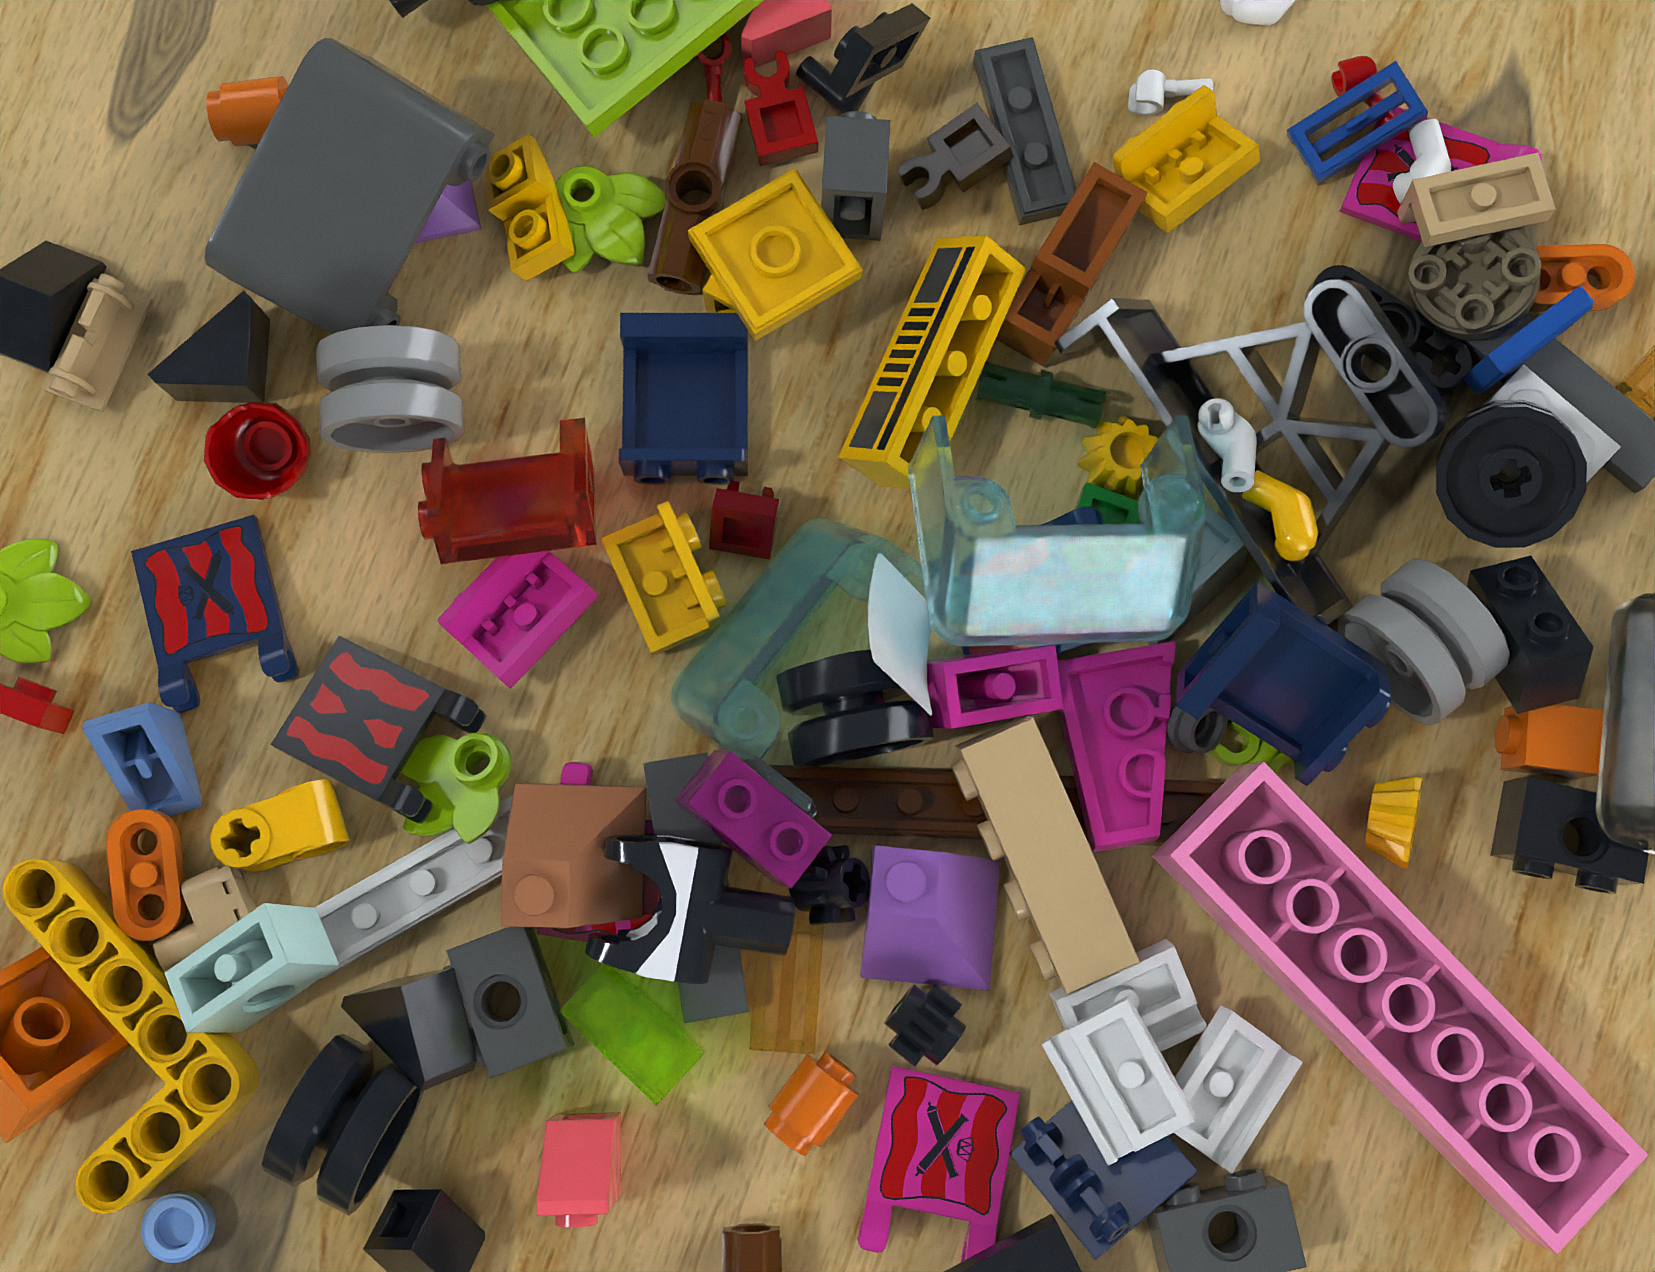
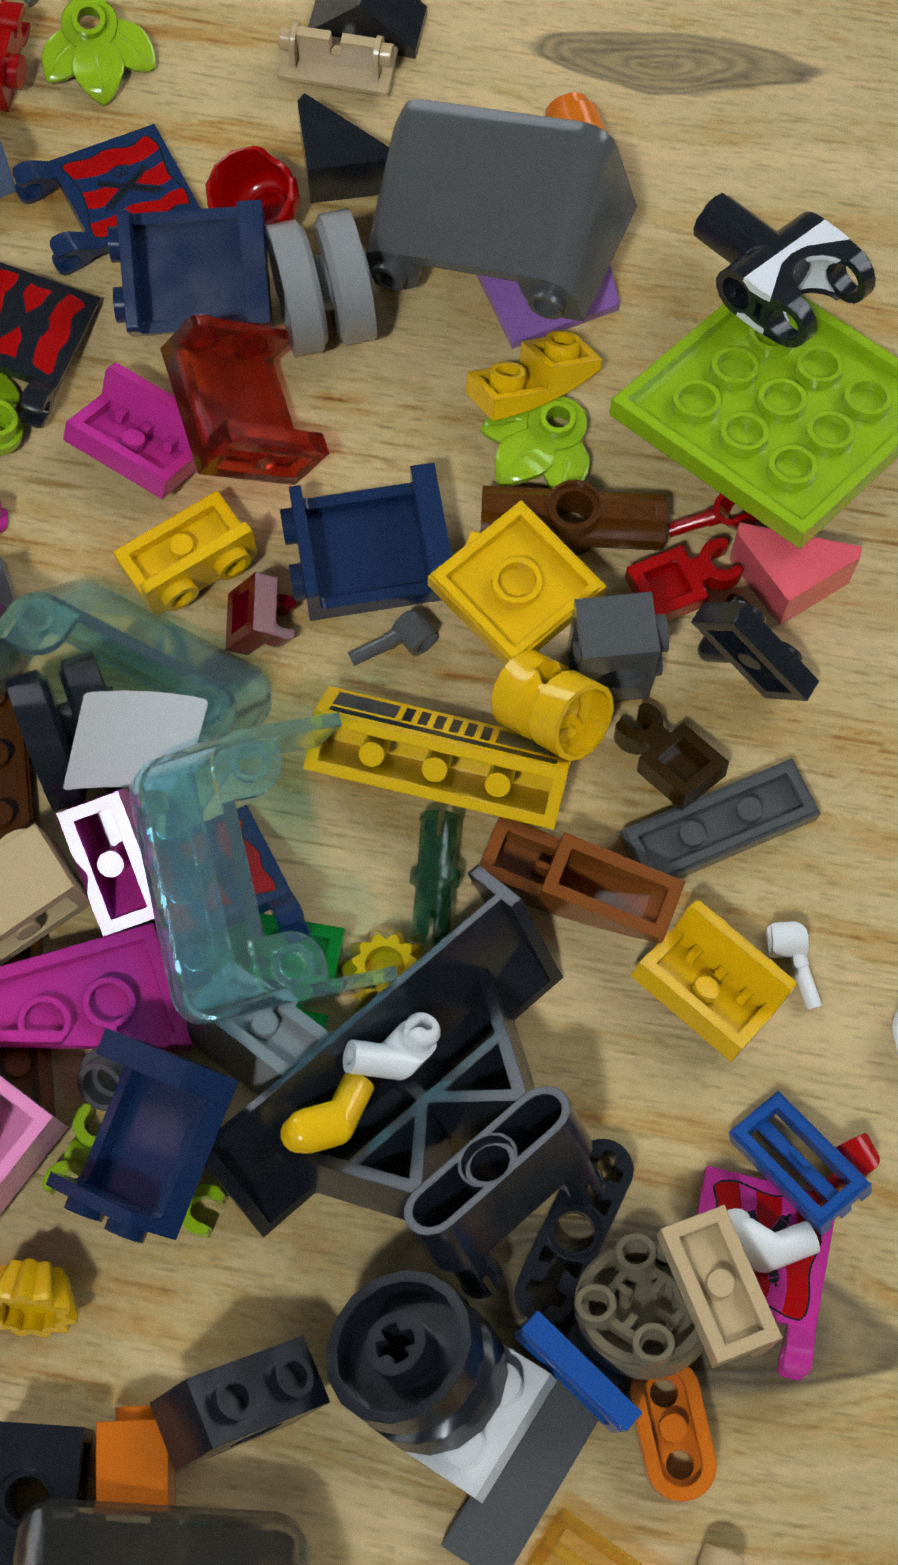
camera: 85 degrees right, 10 degrees down
(338, 522) = (191, 266): none -> dark blue panel
(784, 374) = (409, 629): none -> dark grey hand
(912, 239) = (552, 705): none -> yellow wheel
(1430, 638) = (214, 1287): light grey wheel -> none

